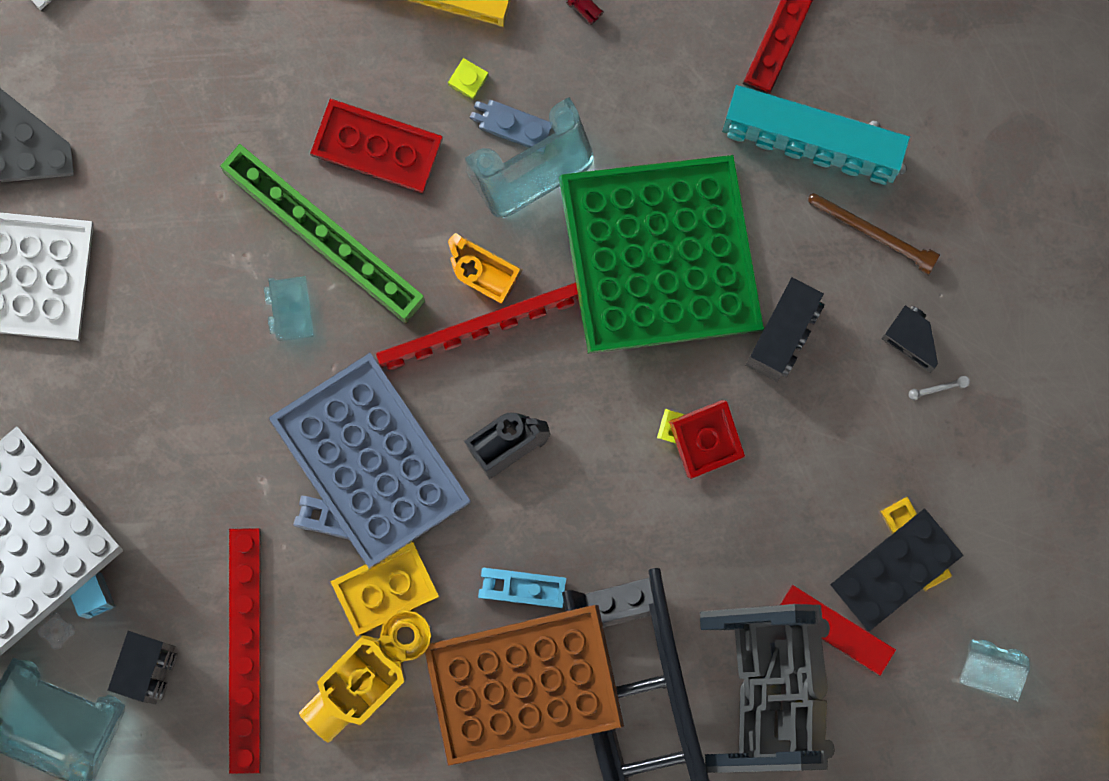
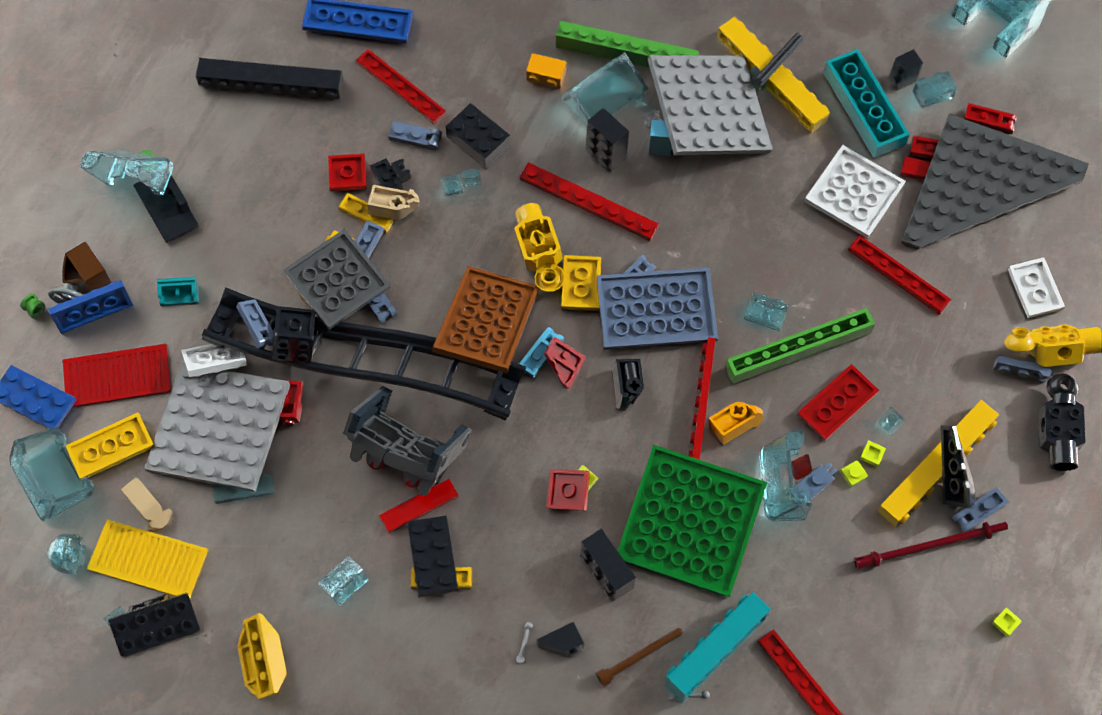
camera: 120 degrees right, 15 degrees down
(128, 154) = (899, 274): none -> red tile
(366, 63) = (891, 420): none -> clear light blue plate
(427, 66) = (872, 453): none -> neon yellow plate
(503, 149) = (801, 467): none -> clear red slope
(521, 546) = (564, 361): none -> wing

